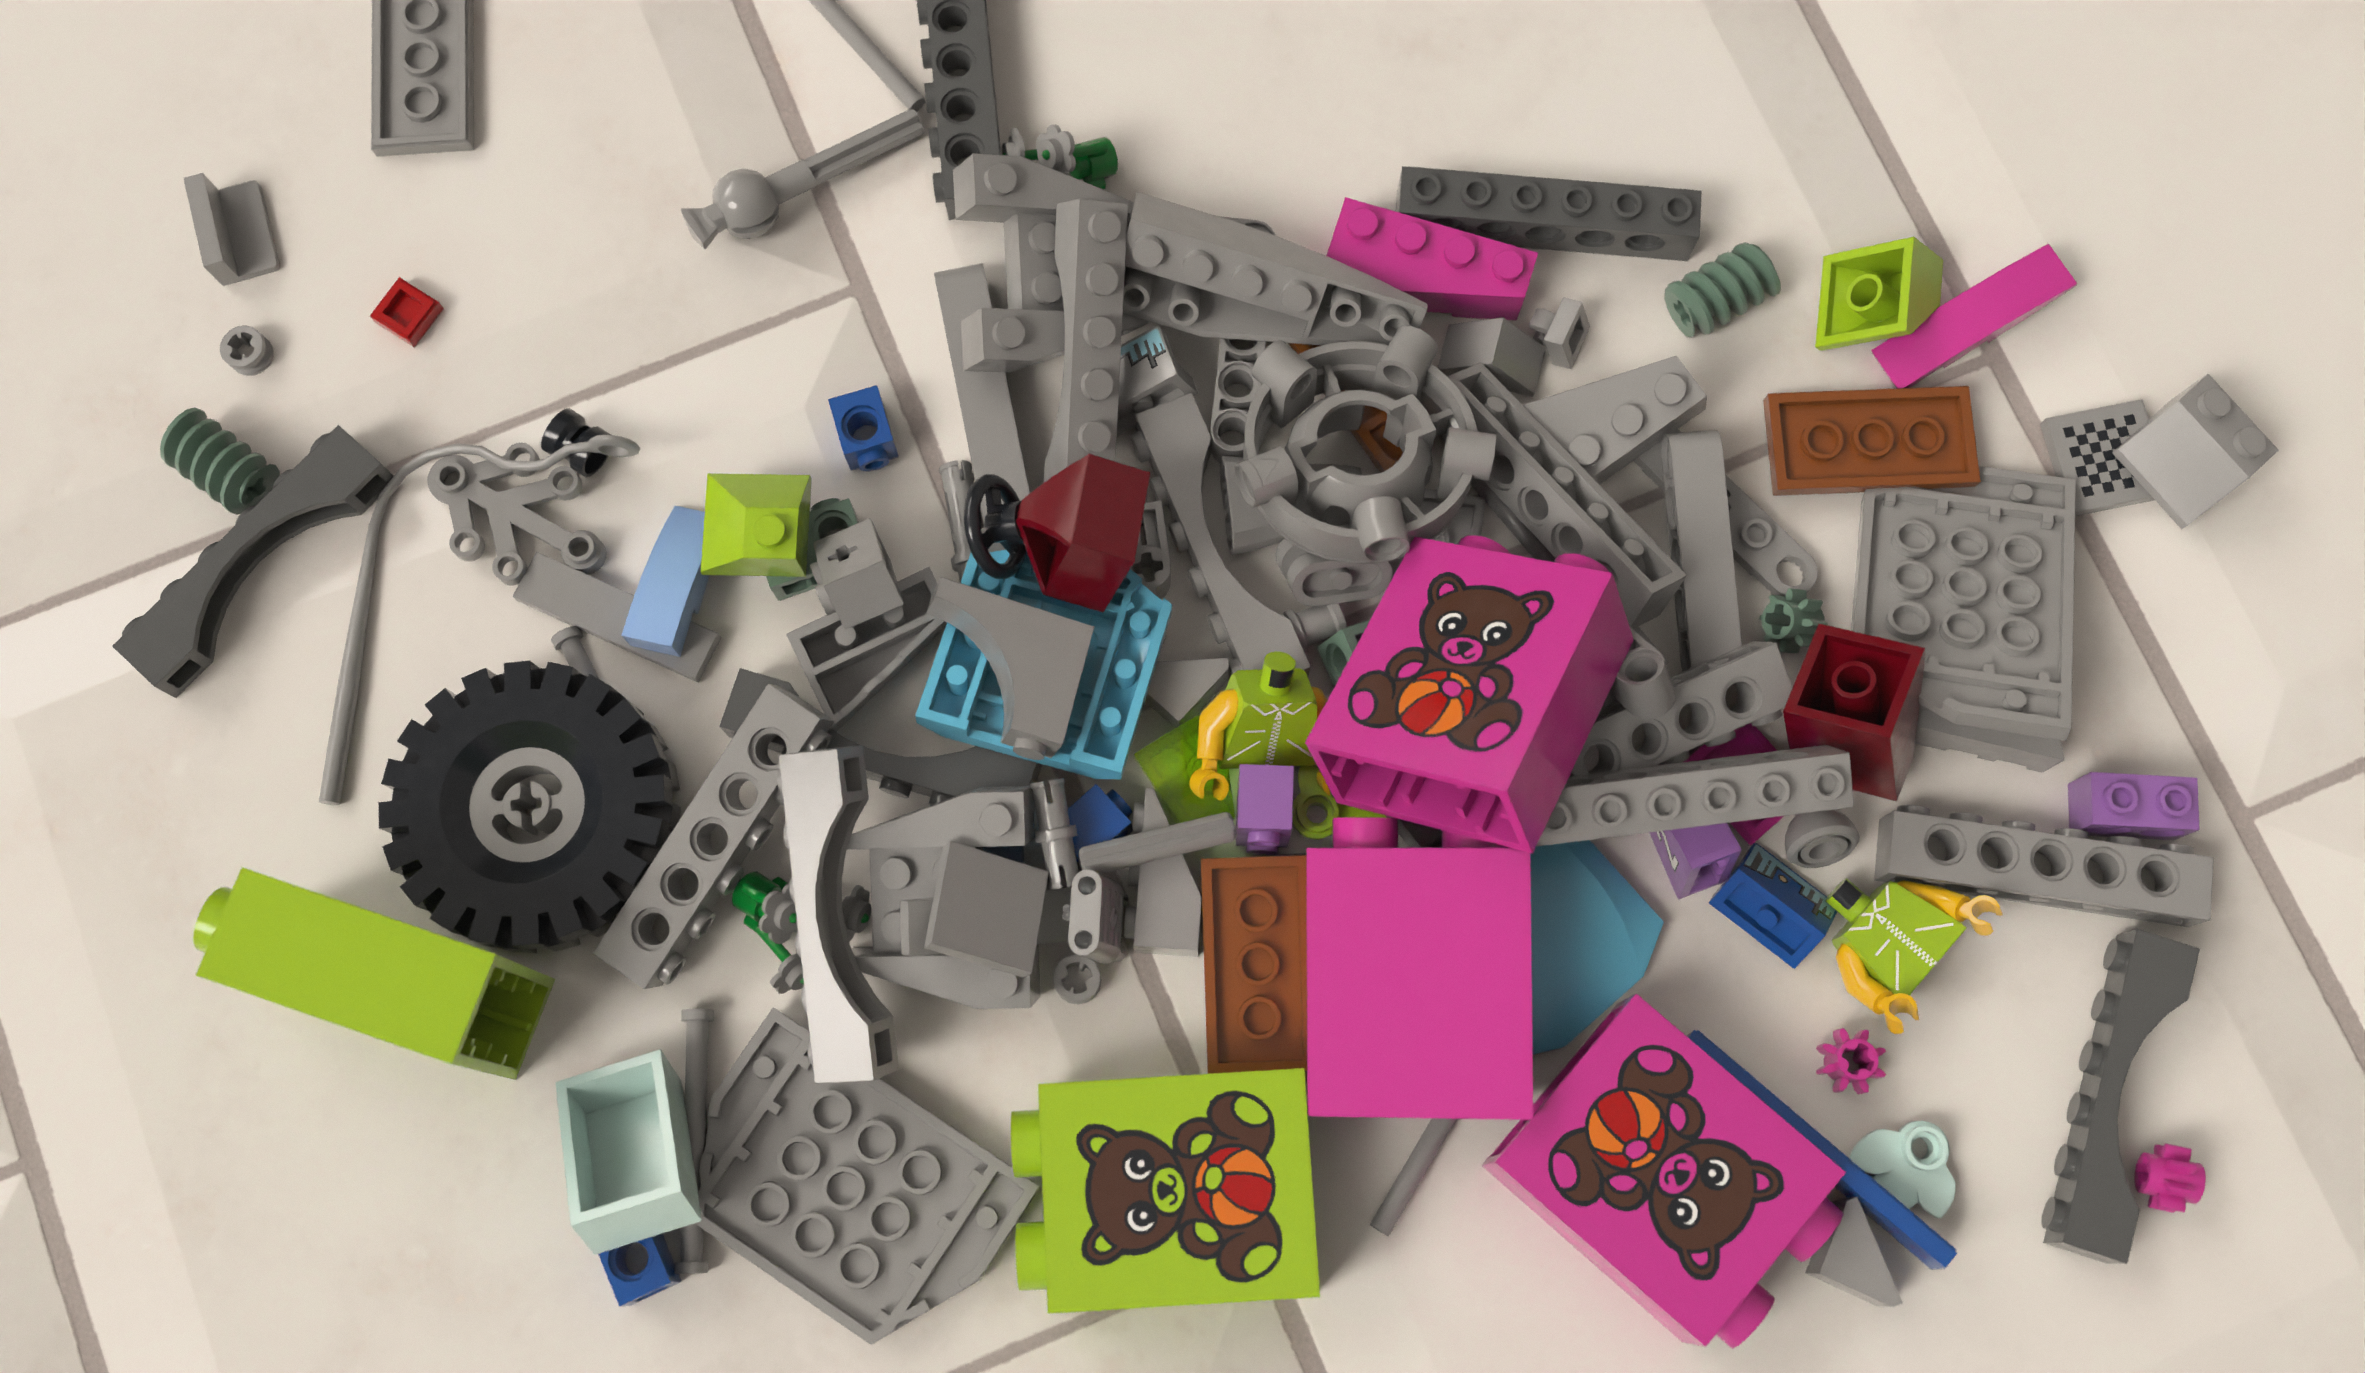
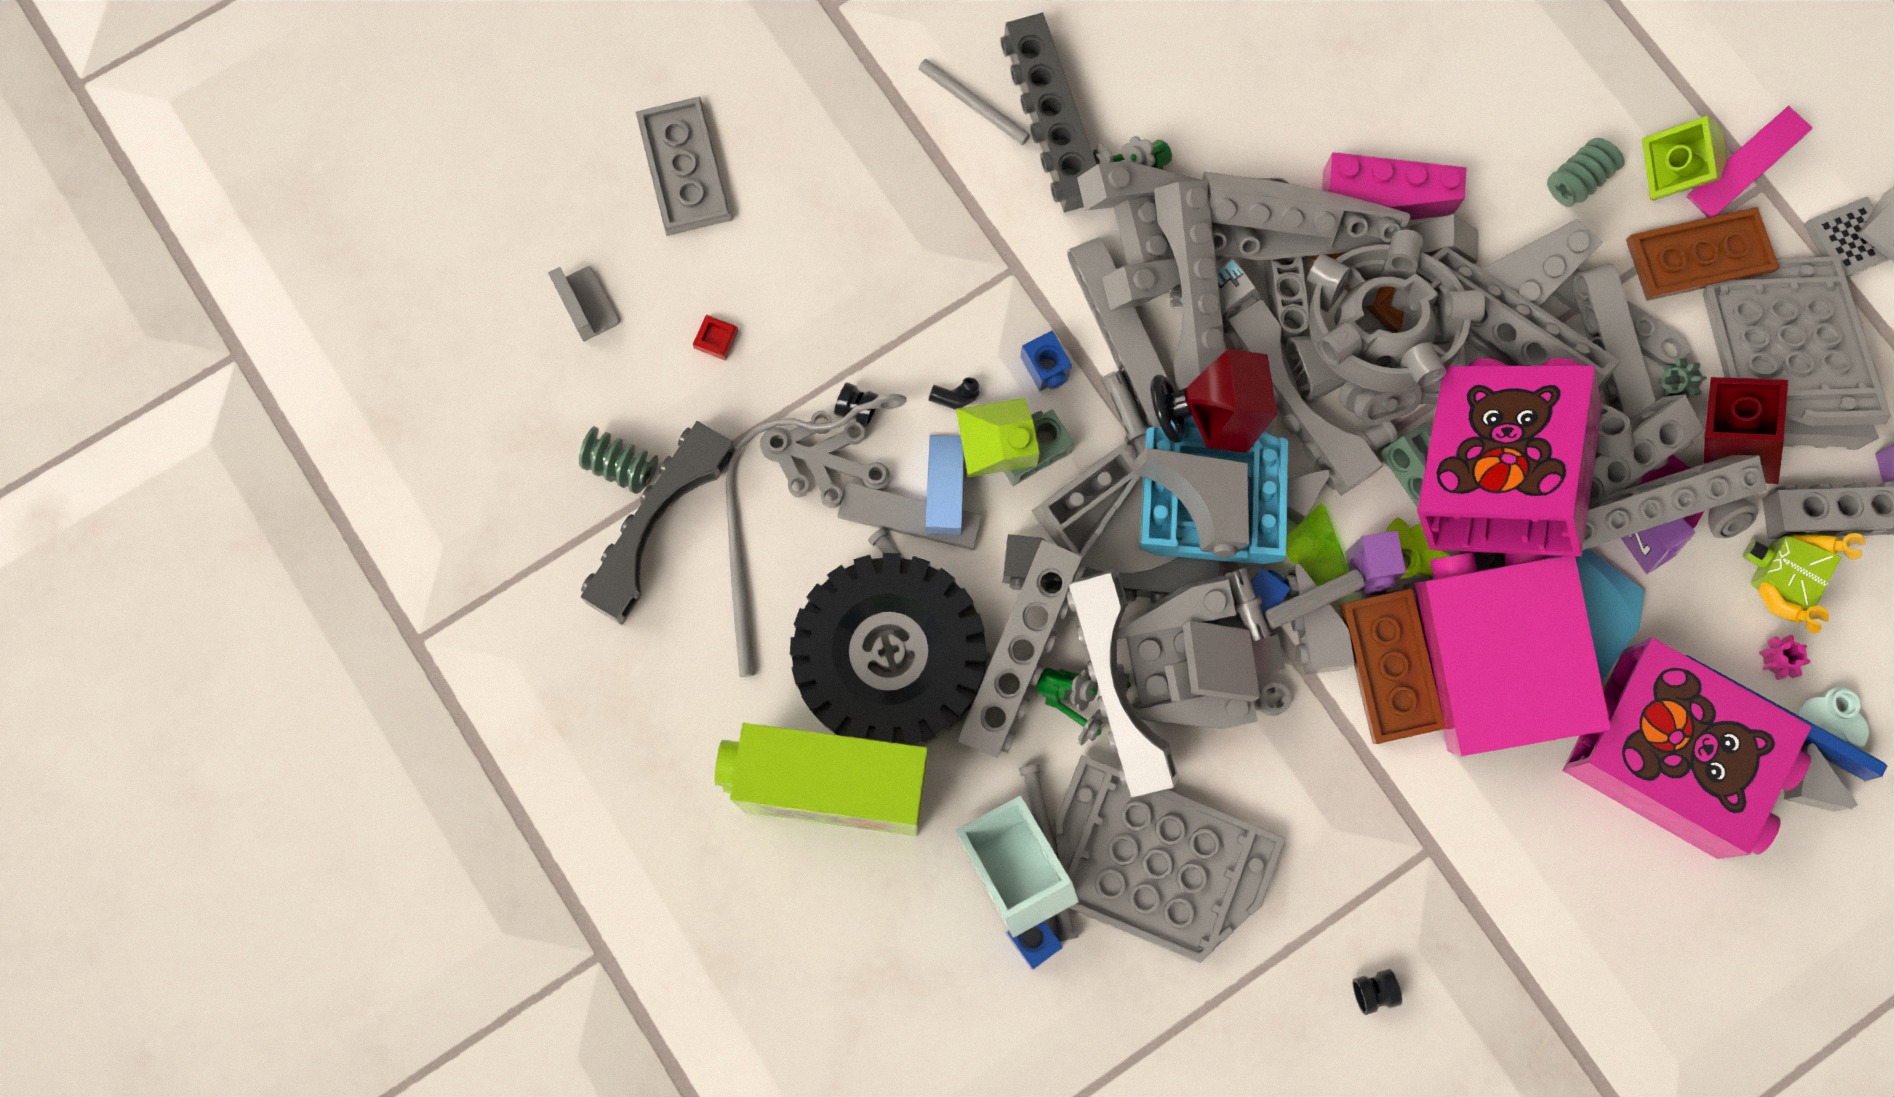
camera: 15 degrees left, 0 degrees up
(257, 361) = (617, 392): light grey bush -> none
(728, 459) = (958, 397): none -> black arm
(750, 202) = (933, 223): light grey piece -> none
(855, 575) = (1078, 457): light grey brick -> none
(1096, 917) = (1285, 654): light grey piece -> none
(1168, 1191) = (1377, 824): lime brick -> none
(1258, 722) = (1366, 505): lime torso -> none
(1411, 1174) = (1520, 784): light grey bar -> none
(1556, 212) = (1467, 138): dark grey brick -> none
(1561, 332) = (1486, 217): light grey tile -> none
(1774, 906) = (1713, 568): blue panel -> none

